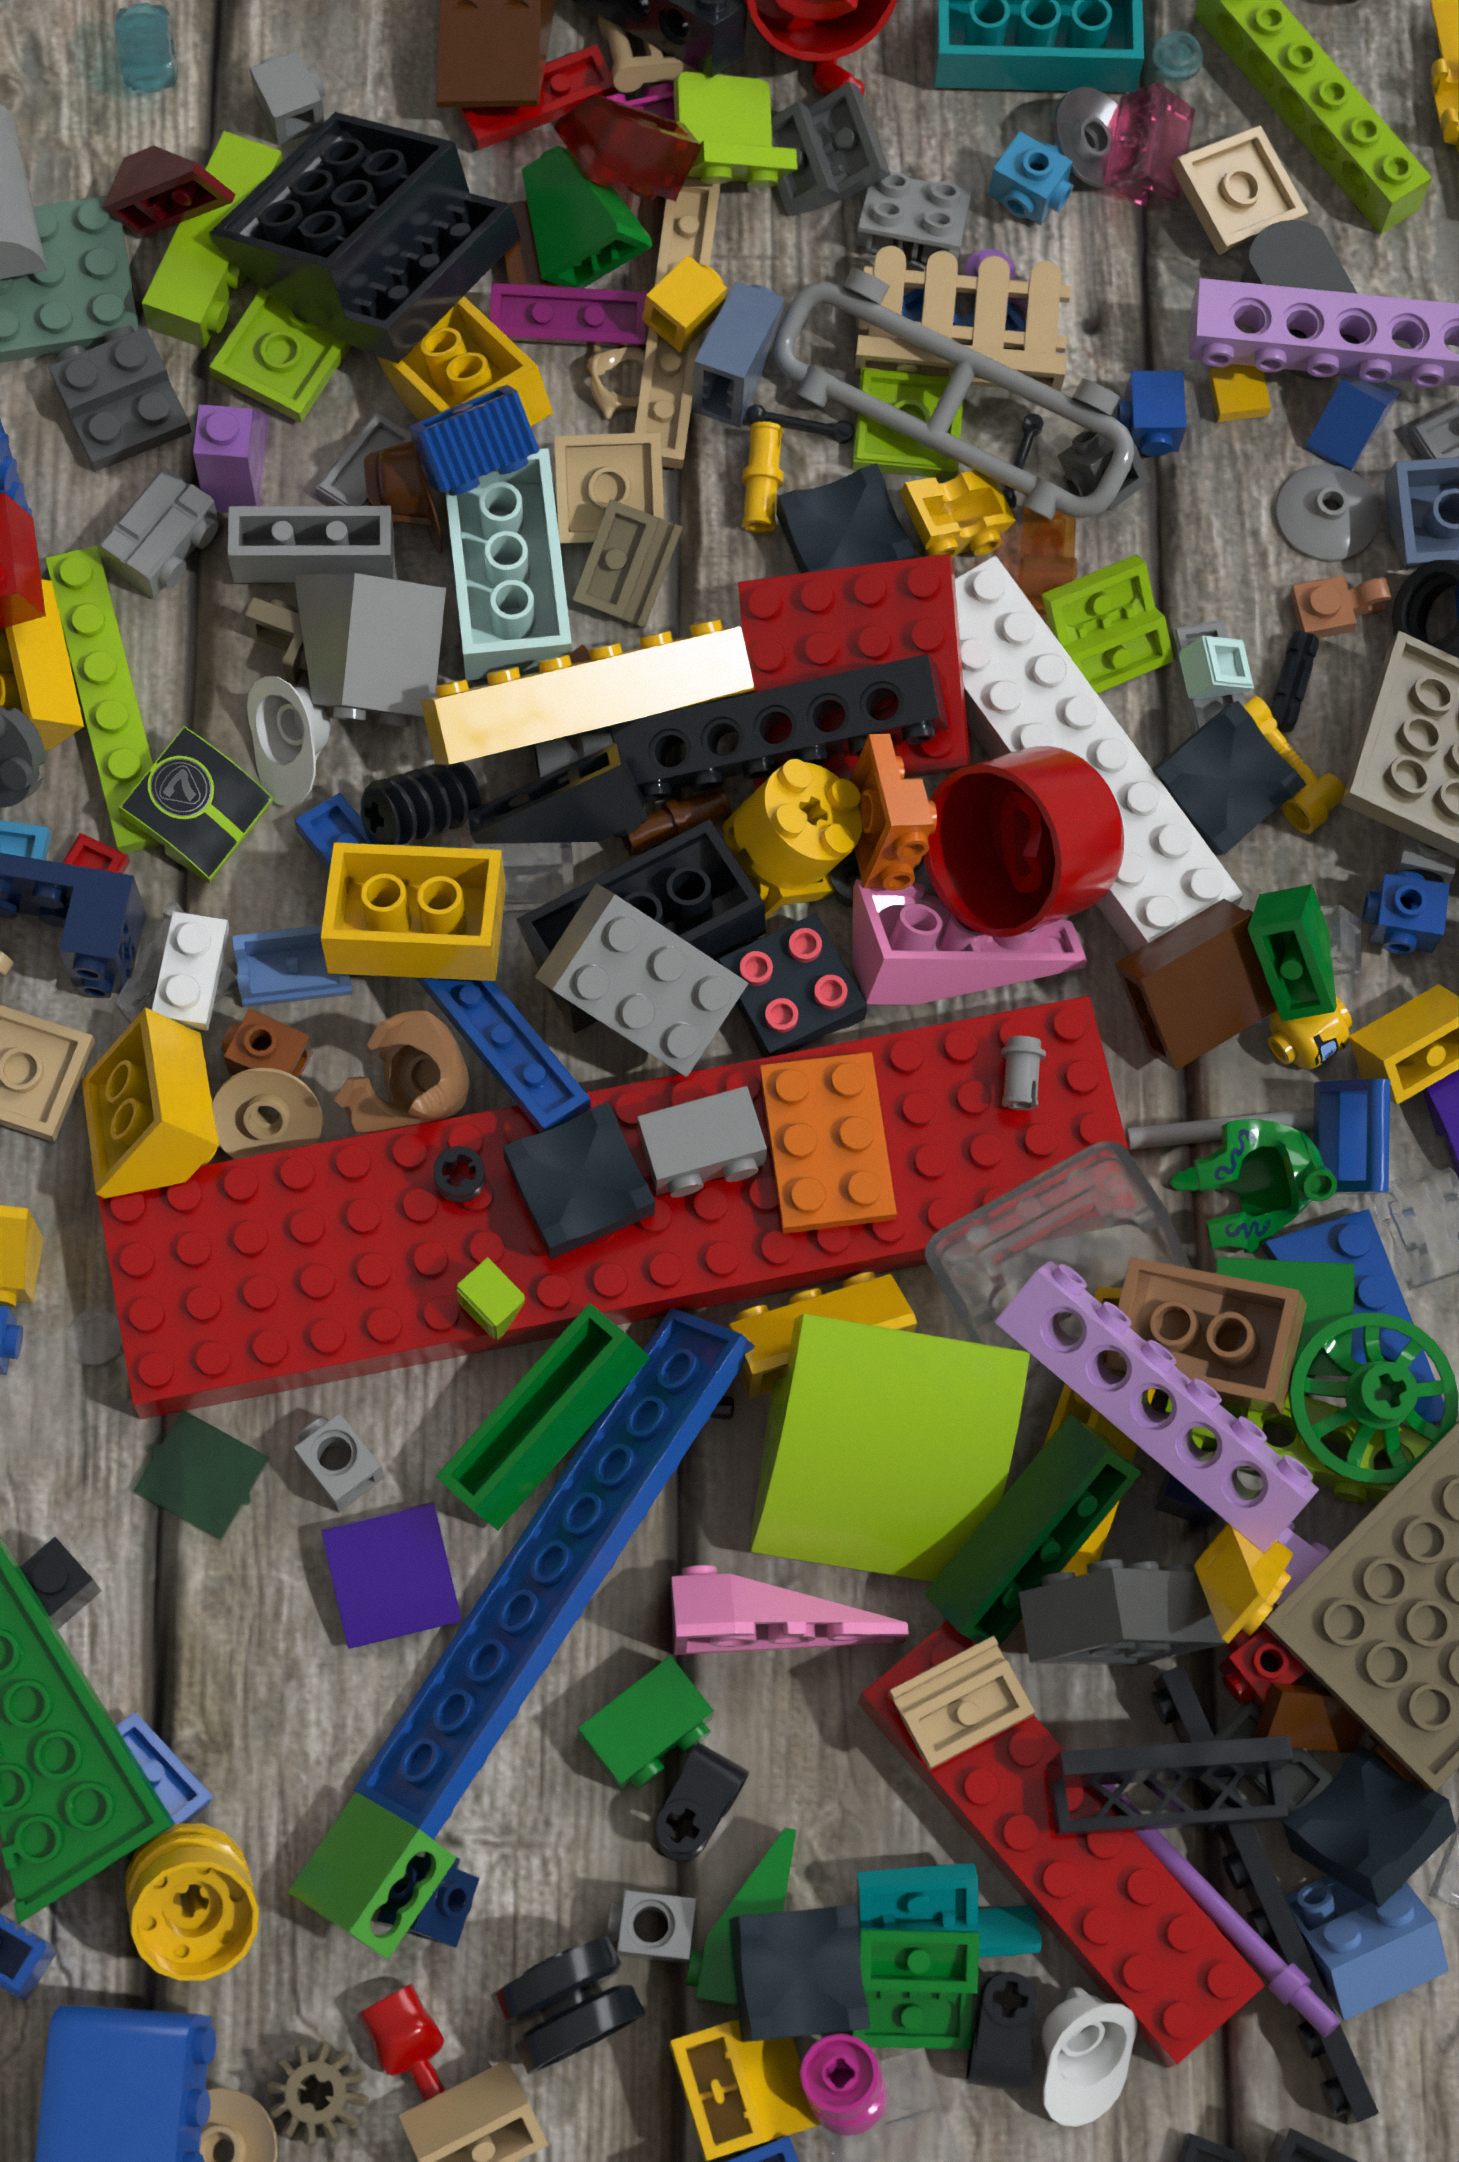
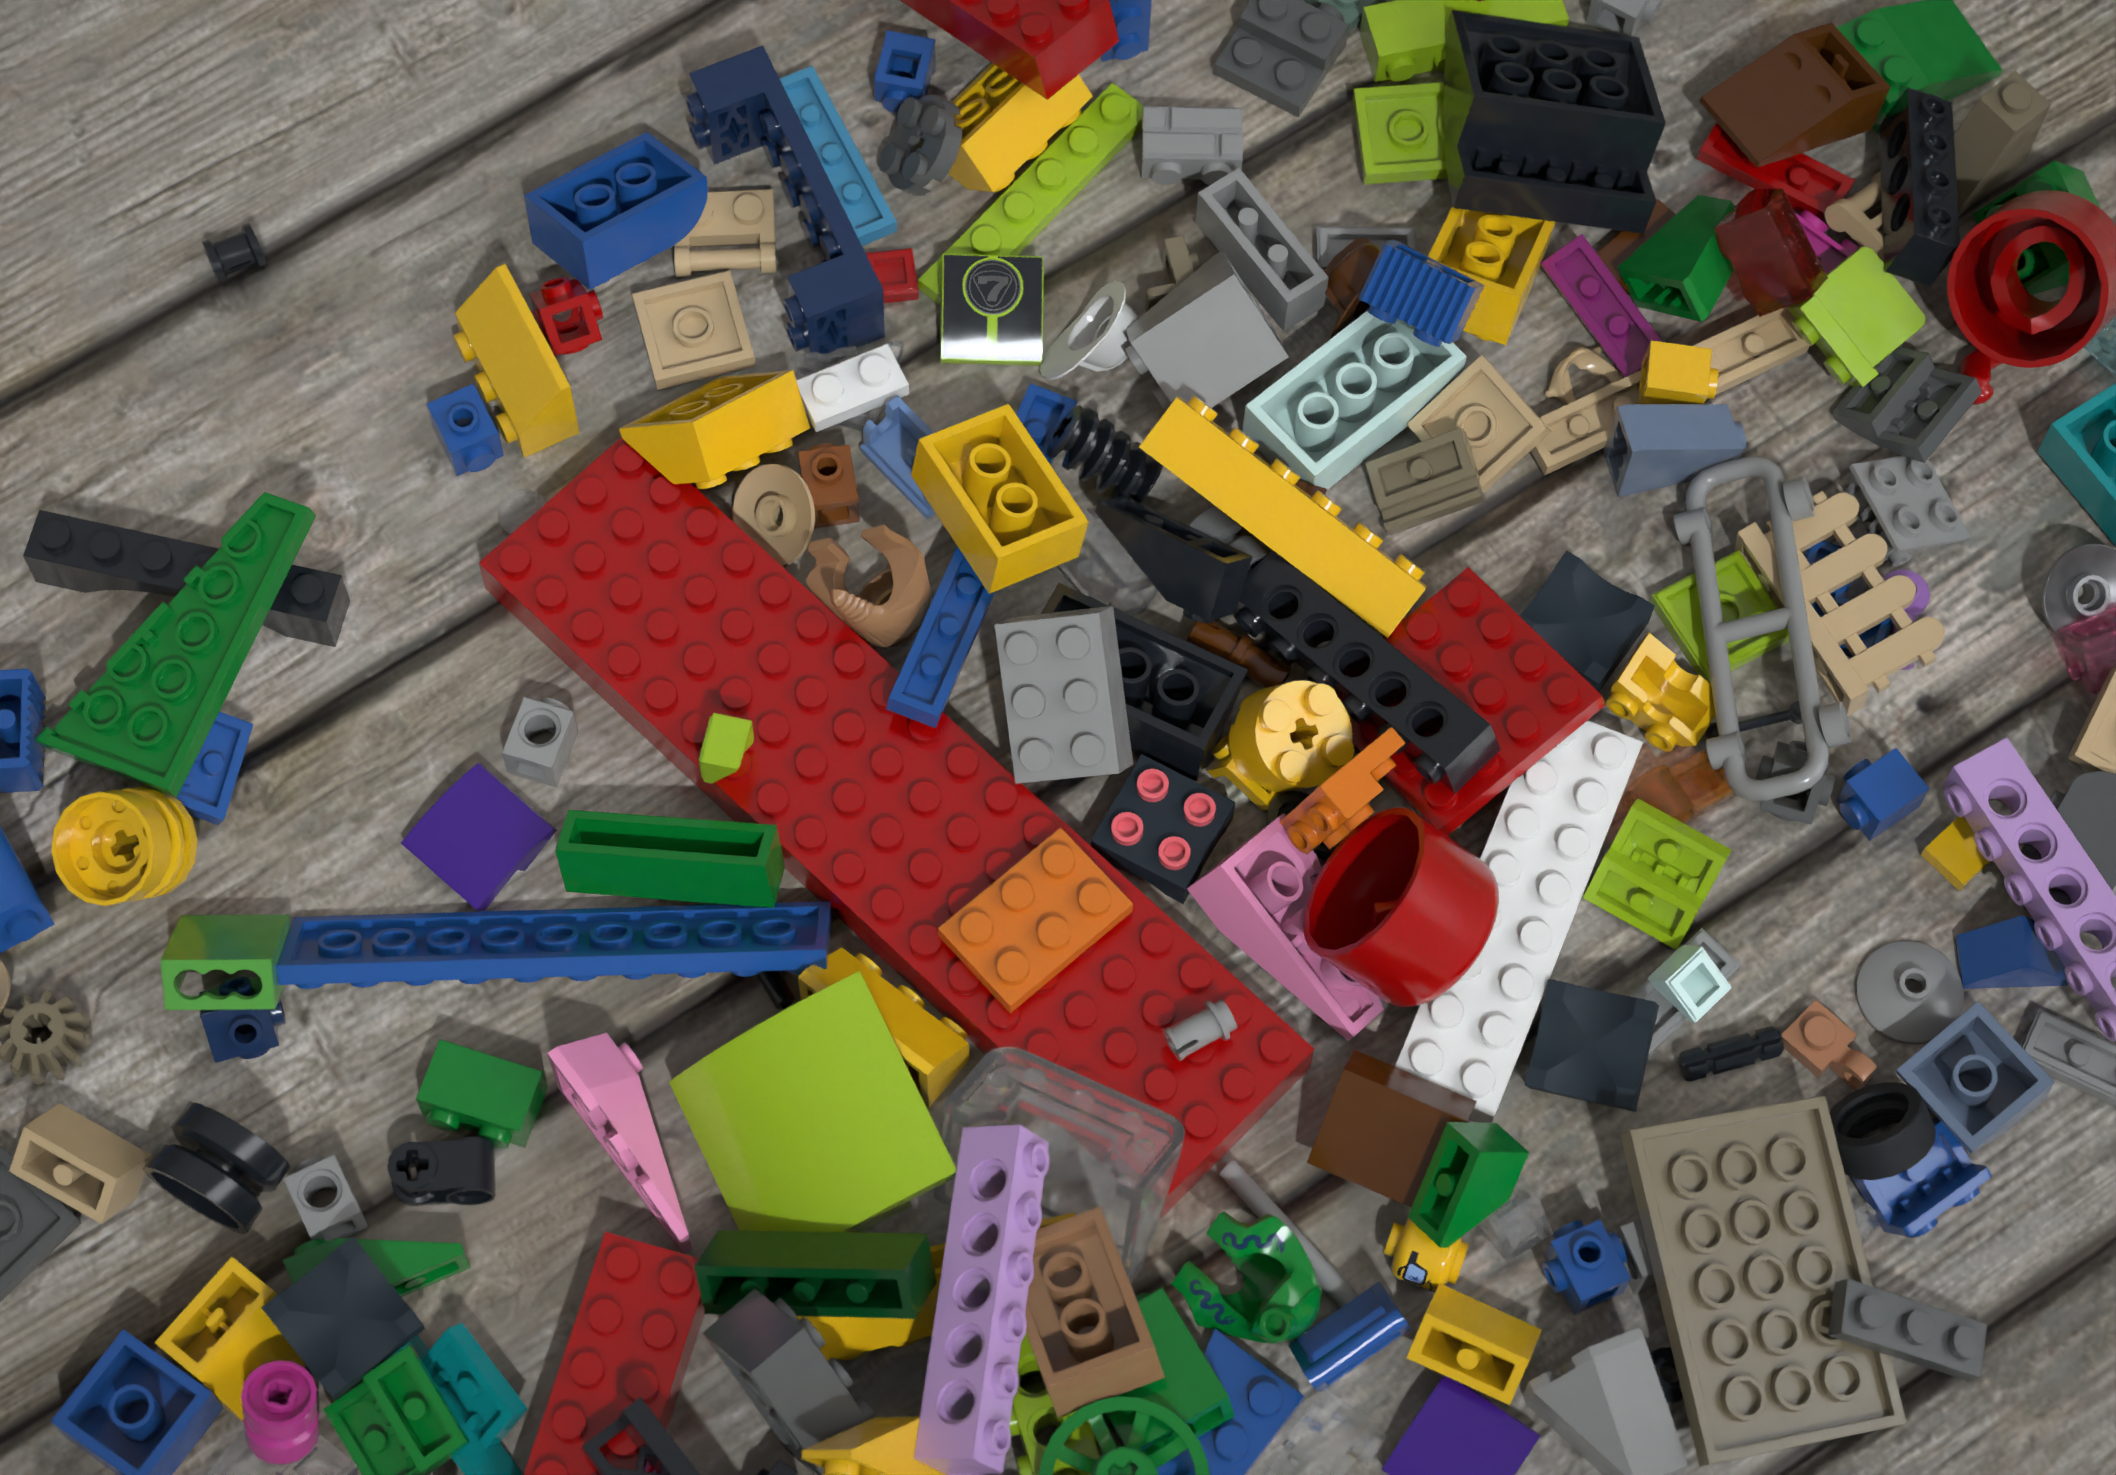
camera: 60 degrees right, 5 degrees down
(201, 1475) = (470, 657): clear green piece -> none
(230, 454) = (1289, 145): medium lavender slope -> none
(405, 2039) = (127, 1075): red piece -> none
(449, 1160) = (824, 656): black bush -> none
(579, 1181) = (866, 753): black brick -> none
(702, 1142) = (963, 823): light grey brick -> none
(762, 477) = (1583, 534): yellow pin -> none
(841, 431) = (1674, 571): black hinge -> none
(961, 1703) = (638, 1304): tan plate -> none
(1031, 179) = (2009, 569): dark azure brick -> none
(1312, 803) = (1662, 1052): yellow brick -> none

